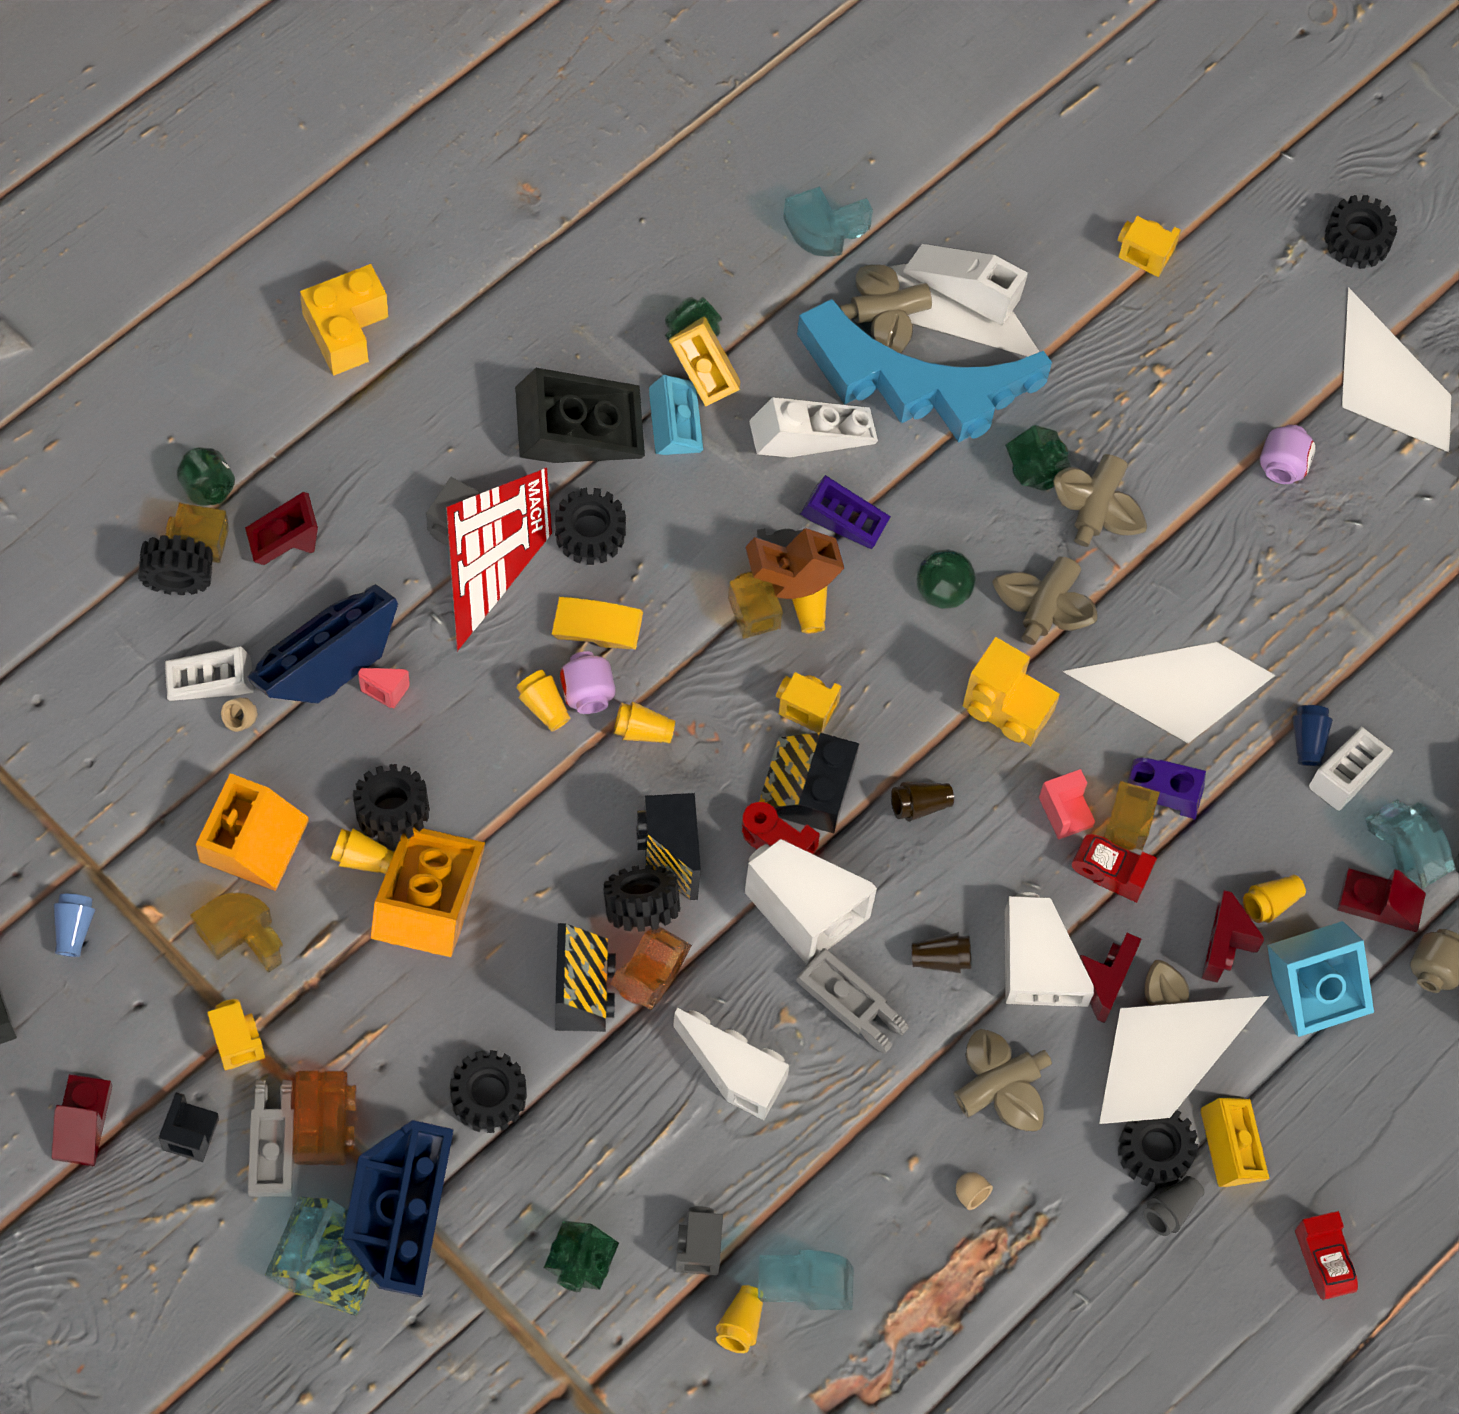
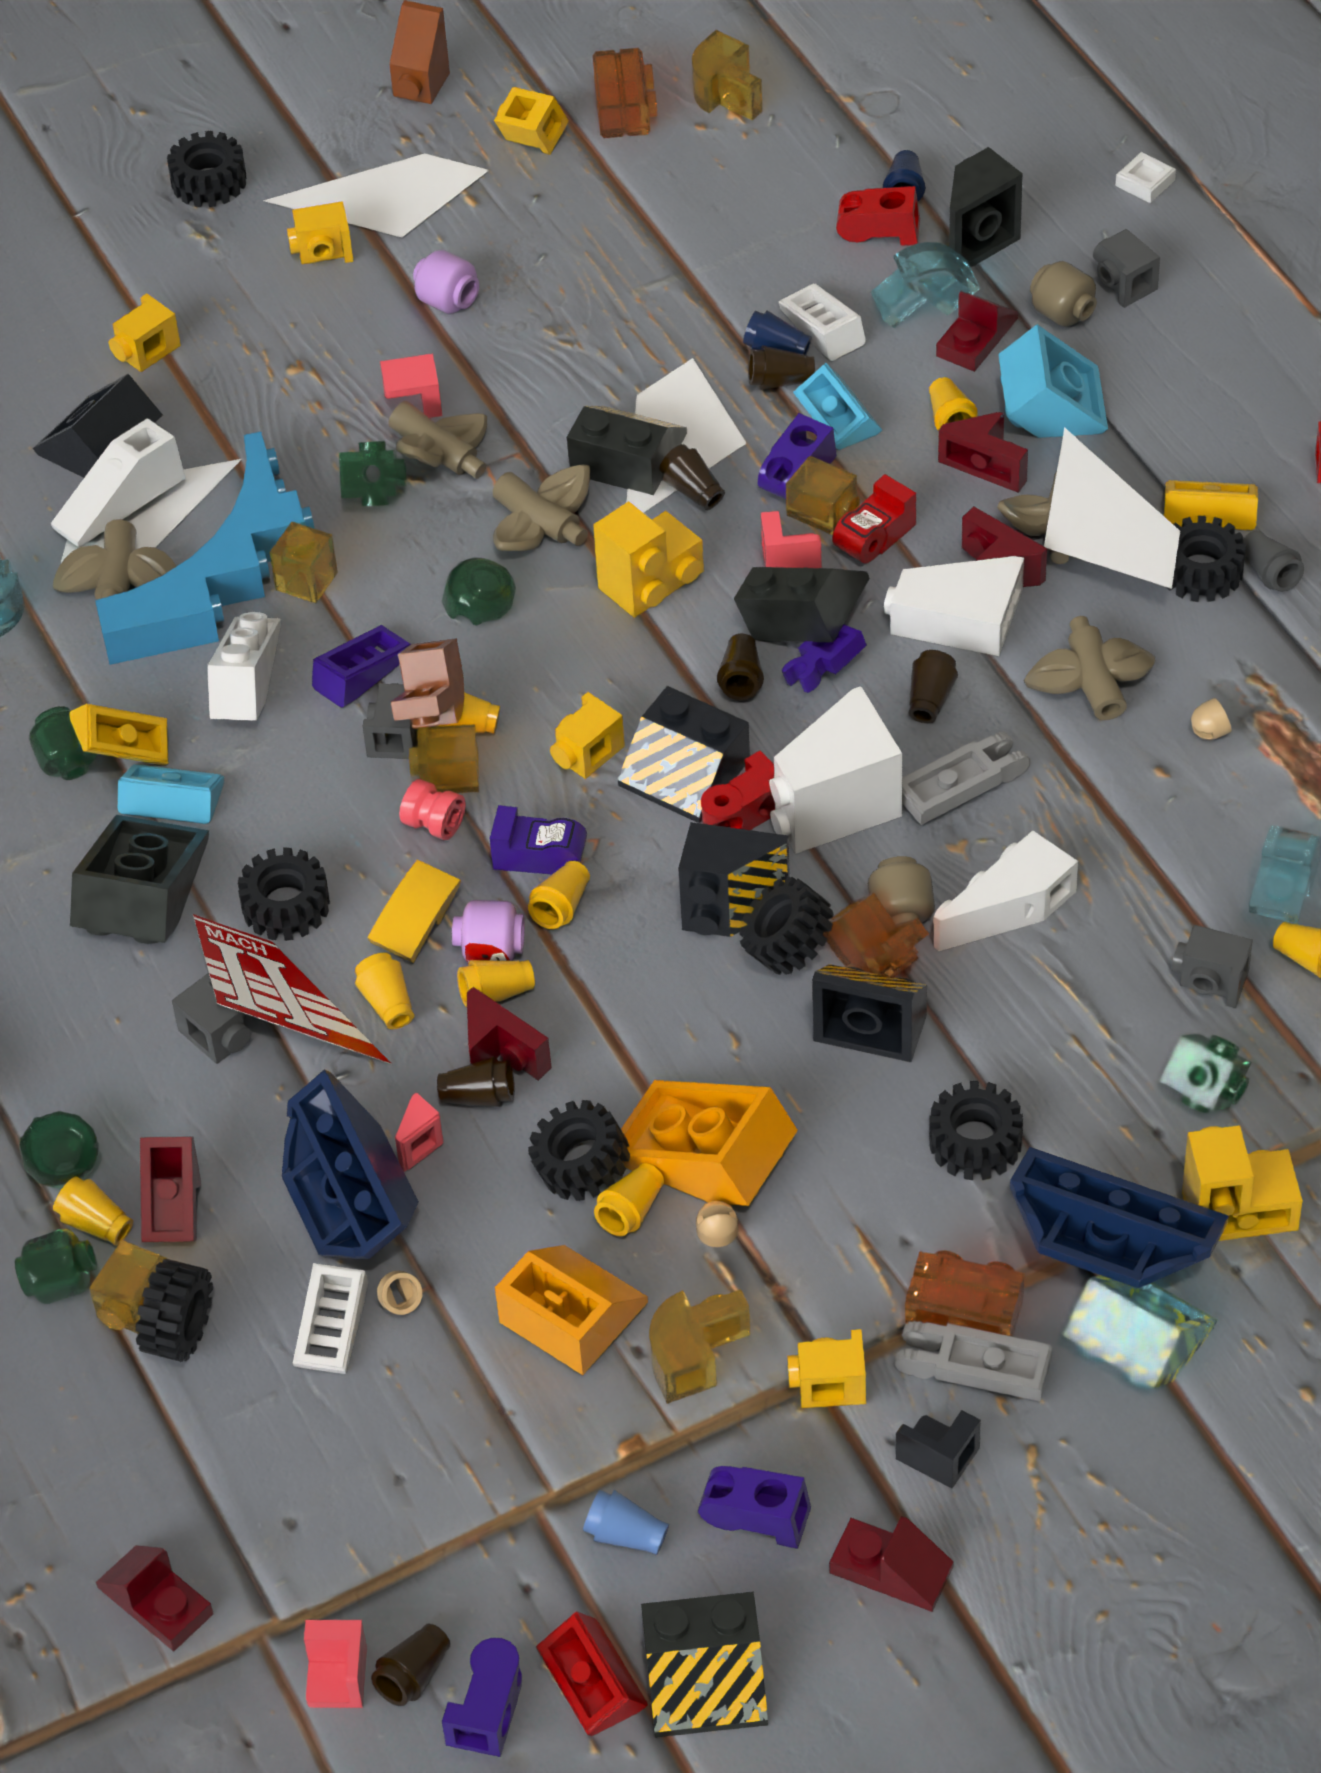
camera: 65 degrees left, 15 degrees down
(105, 1012) = (756, 1503): none -> dark purple leg
(262, 486) = (92, 1211): none -> yellow cone
(304, 445) = (58, 1149): none -> clear green hair
(350, 925) = (717, 1224): none -> tan hinge
(443, 717) = (480, 1084): none -> dark brown cone
(465, 1296) = (1251, 1188): none -> yellow brick
(489, 711) = (499, 1032): none -> dark red slope
(515, 625) = (385, 989): none -> yellow cone
(688, 691) = (534, 843): none -> dark purple leg
(701, 606) = (433, 809): none -> coral wheel
(707, 980) = (903, 889): none -> dark tan head
(929, 438) = (303, 562): none -> clear yellow brick
(954, 863) = (823, 657): none -> dark purple plate
(1002, 825) = (798, 602): none -> pearl dark grey slope
(1031, 244) = (96, 422): none -> black slope
(1121, 707) = (690, 475): none -> dark brown cone
(1145, 645) = (622, 447): none -> pearl dark grey slope
(1156, 460) = (413, 377): none -> coral panel
(1249, 807) = (835, 404): none -> medium azure slope
(1274, 745) = (778, 367): none -> dark brown cone
(1310, 341) = (320, 233): none -> yellow brick

